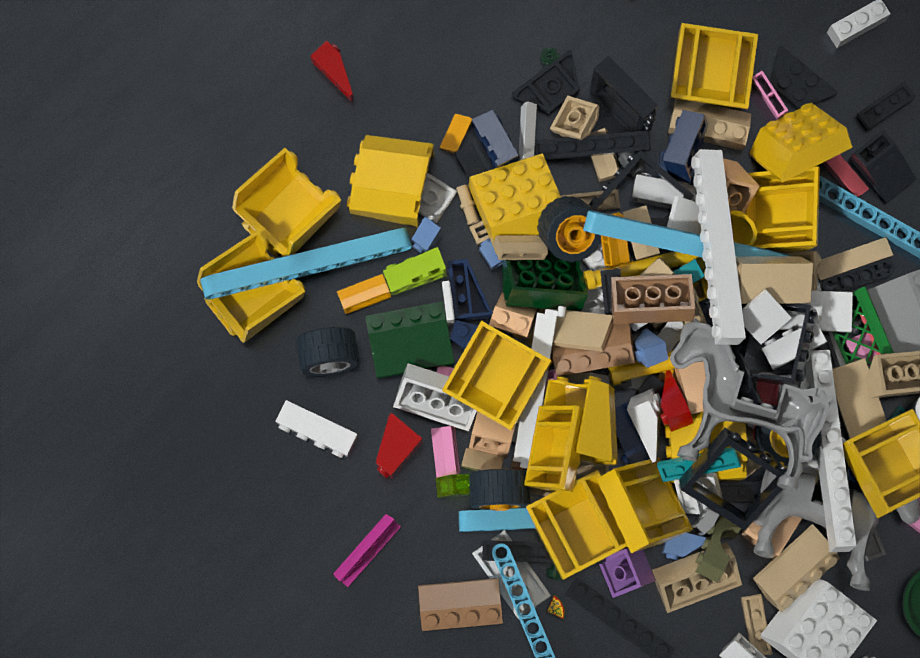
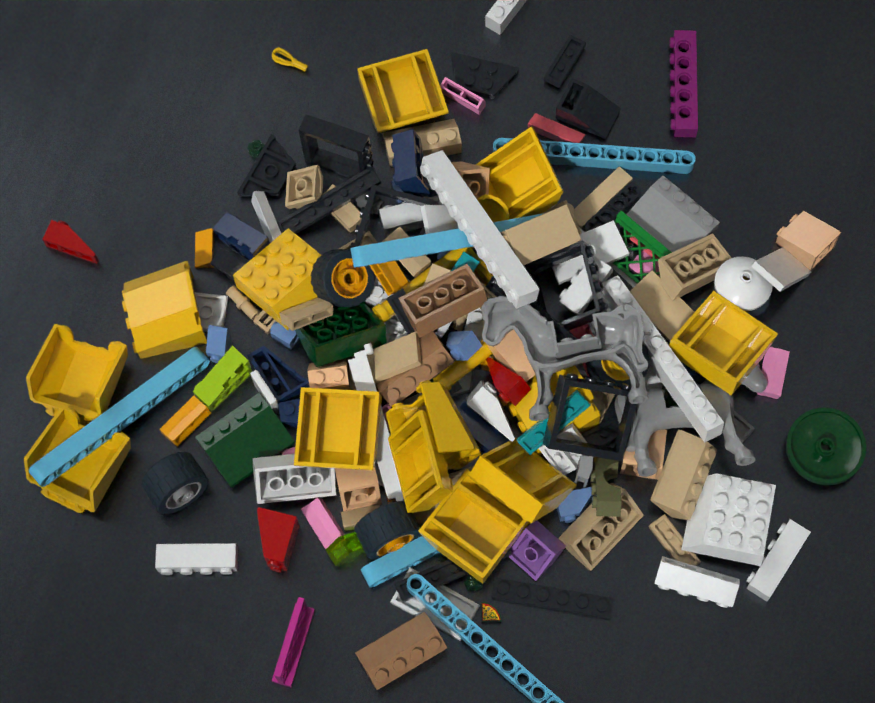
camera: 25 degrees left, 10 degrees down
(764, 316) = (547, 268): white tile -> none
(799, 142) = (505, 117): yellow slope -> none

